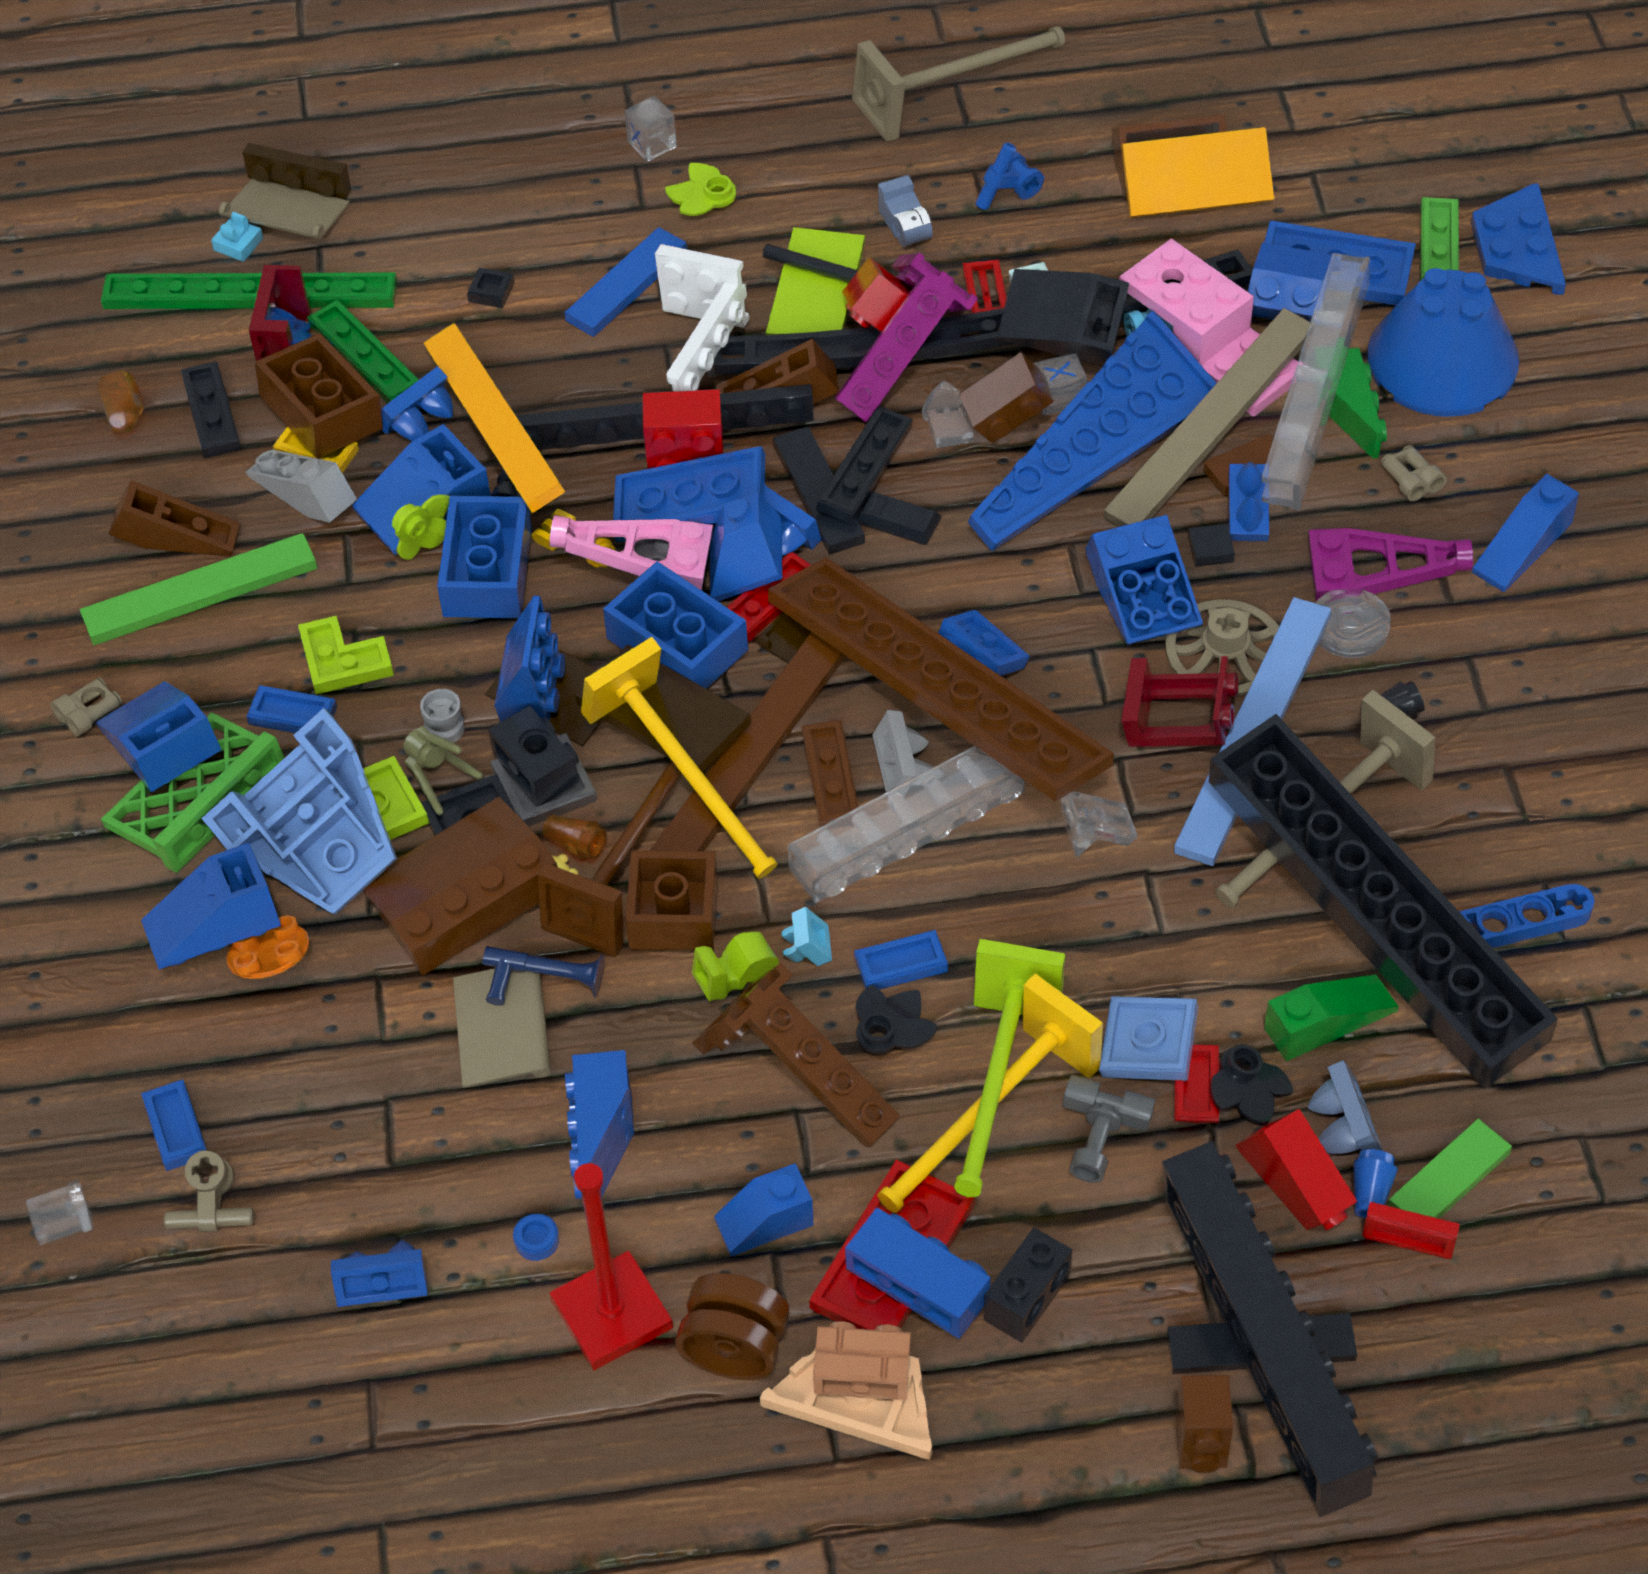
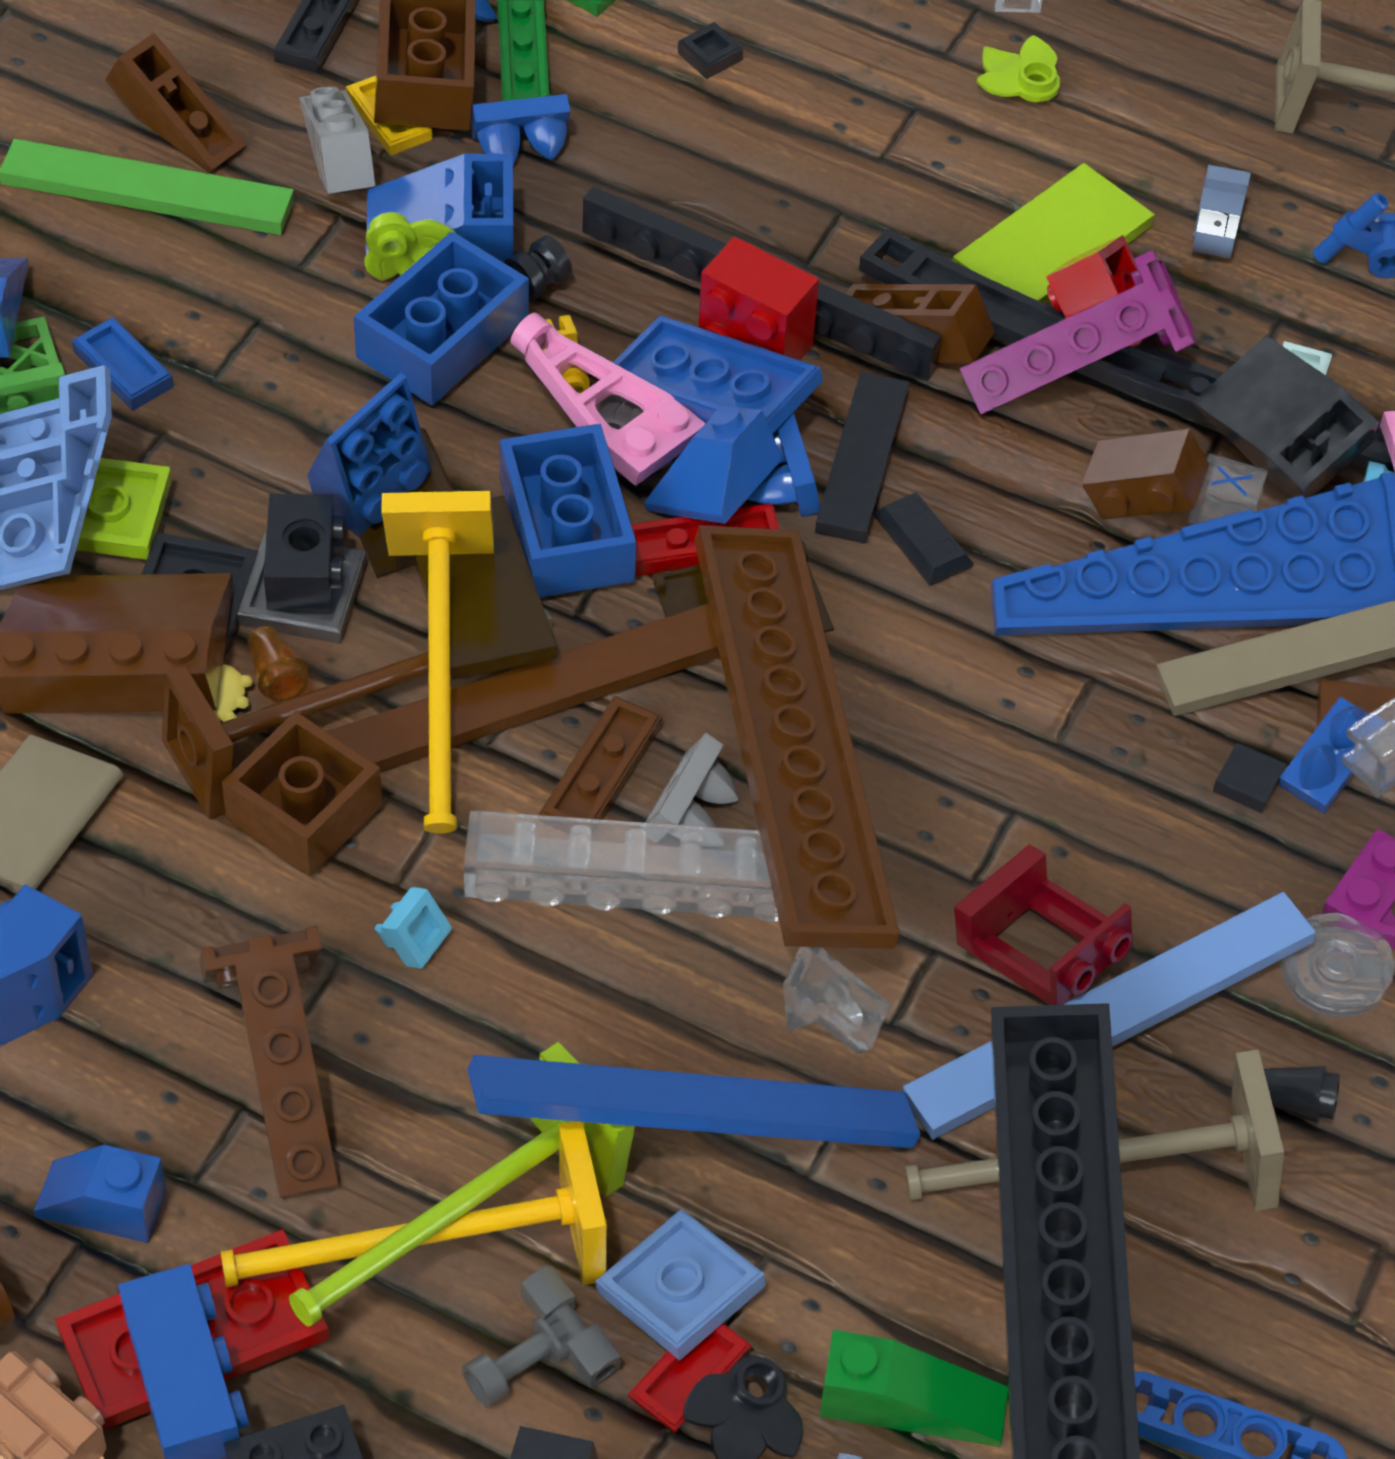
camera: 30 degrees right, 0 degrees up
(341, 665) = (205, 336): lime plate -> none
(429, 751) = (210, 485): olive plant -> none
(442, 714) = (255, 457): light grey wheel -> none
(494, 418) = (573, 181): light orange tile -> none
(507, 960) = (157, 819): dark blue piece -> none
(620, 285) = (855, 121): blue tile -> none
(703, 289) = (918, 180): white bracket -> none
(741, 962) = (328, 902): lime leg -> none
(808, 263) = (1060, 206): black bar -> none
(864, 464) = (932, 457): black tile -> none
(895, 1018) = (431, 1076): black plate -> none
(901, 960) = (493, 1017): blue tile -> none
(947, 416) = (1069, 459): clear tile -> none
(980, 267) = (1257, 322): red tile -> none
(984, 642) = (884, 728): blue bracket -> none
(1082, 924) = (690, 1102): none -> blue tile
(1143, 580) = (1128, 768): blue slope -> none
(1224, 636) = (1167, 888): dark tan wheel -> none

